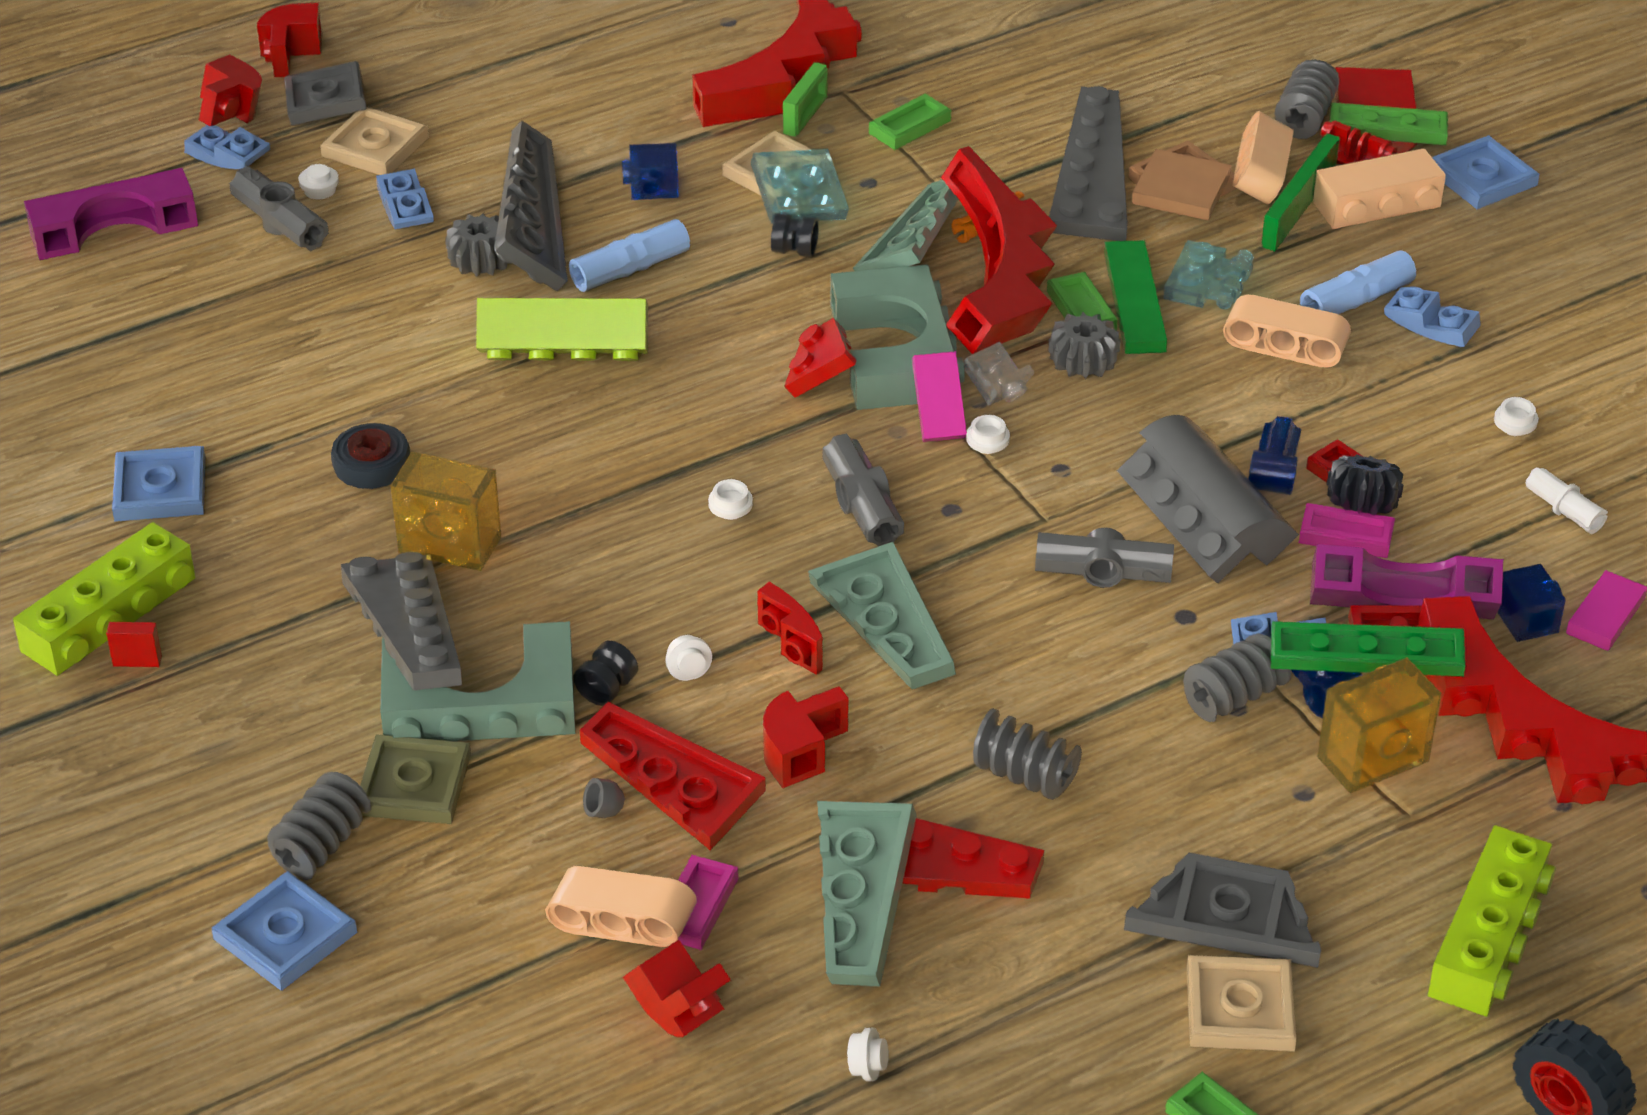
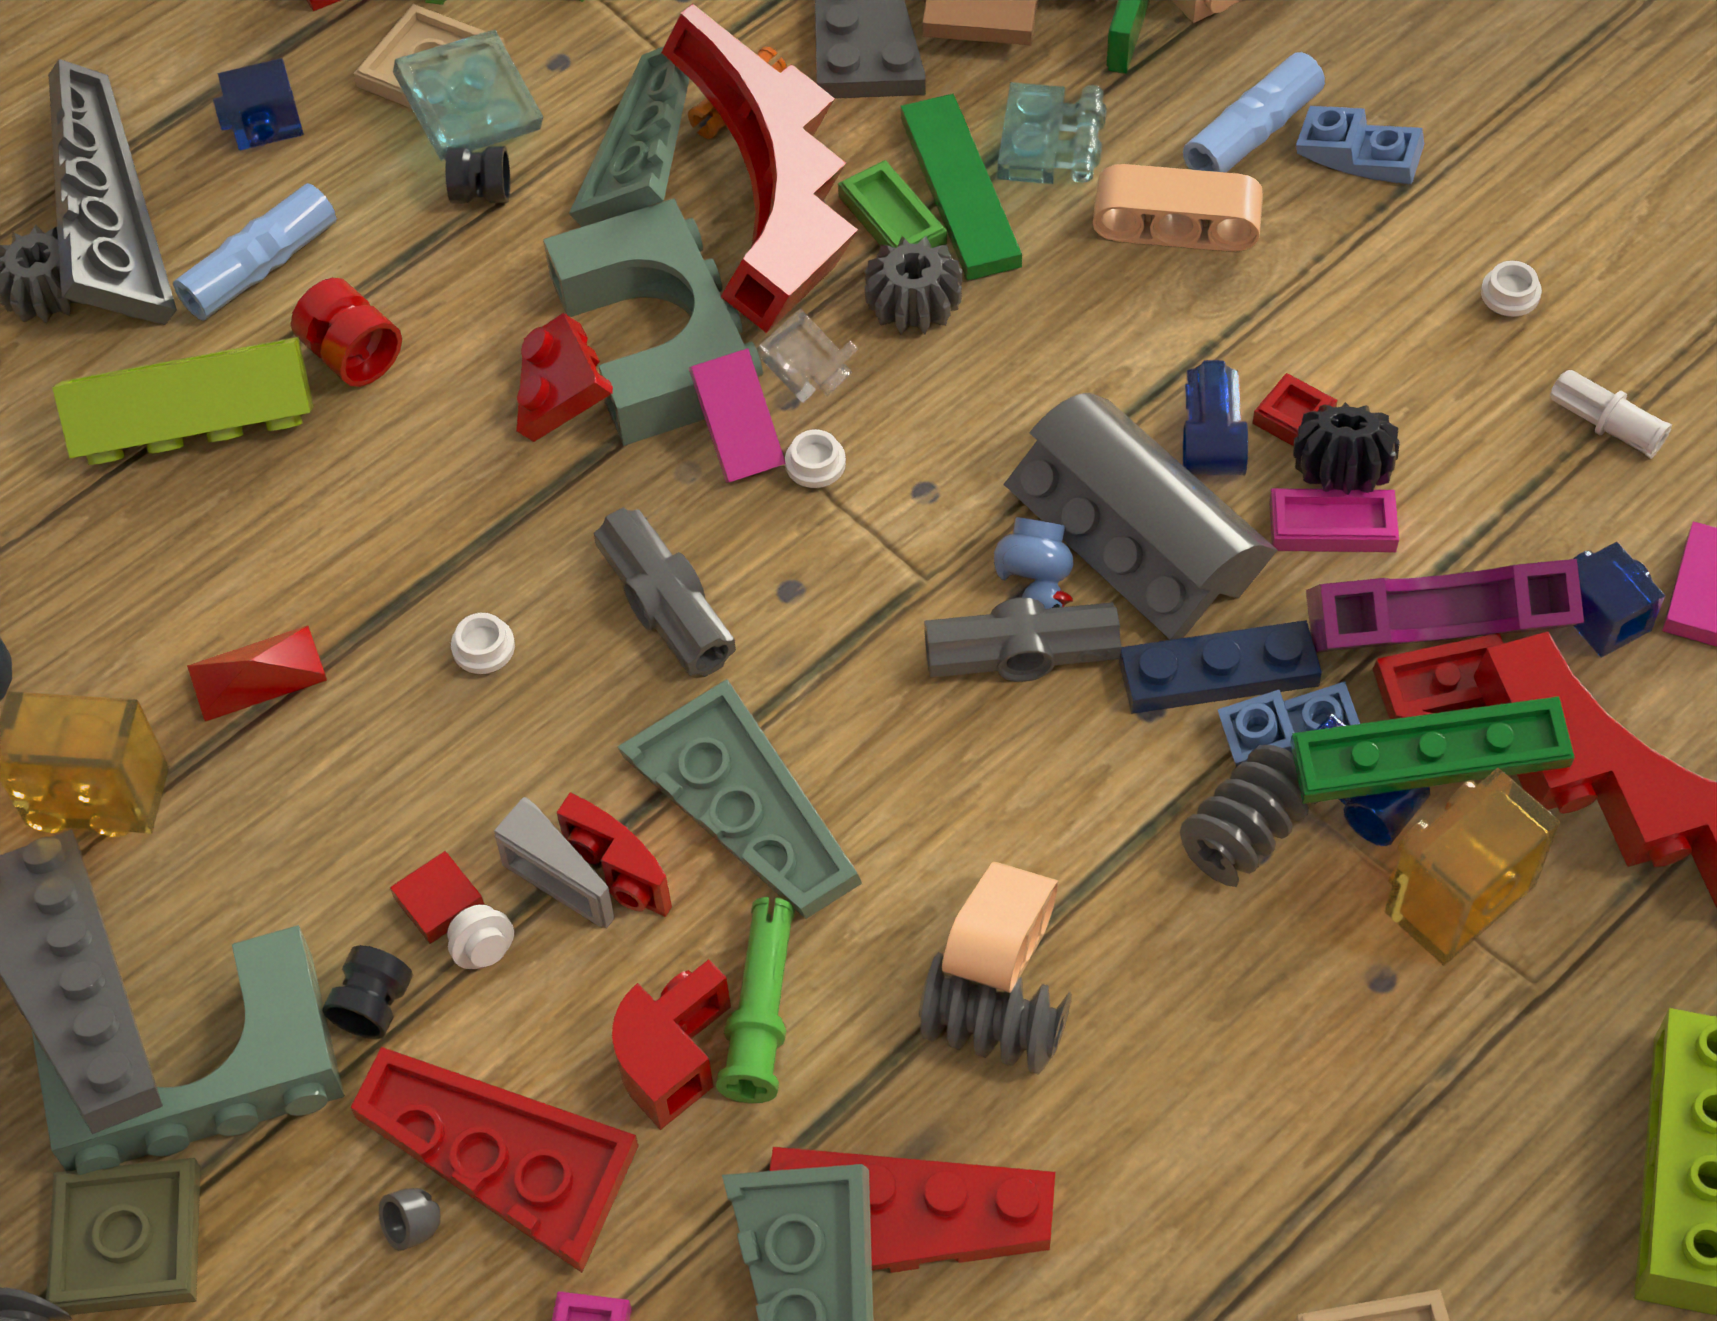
camera: 10 degrees left, 15 degrees up
(572, 493) = (256, 673): none -> red slope
(660, 630) = (435, 895): none -> red tile
(681, 308) = (346, 332): none -> red wheel
(747, 625) = (544, 858): none -> light grey slope
(862, 737) = (755, 1027): none -> bright green pin
(1042, 700) = (1000, 926): none -> light nougat beam
(1127, 509) = (1036, 553): none -> medium blue animal
(1228, 909) = (1335, 1220): dark grey wing -> none
(1238, 597) = (1219, 666): none -> dark blue plate

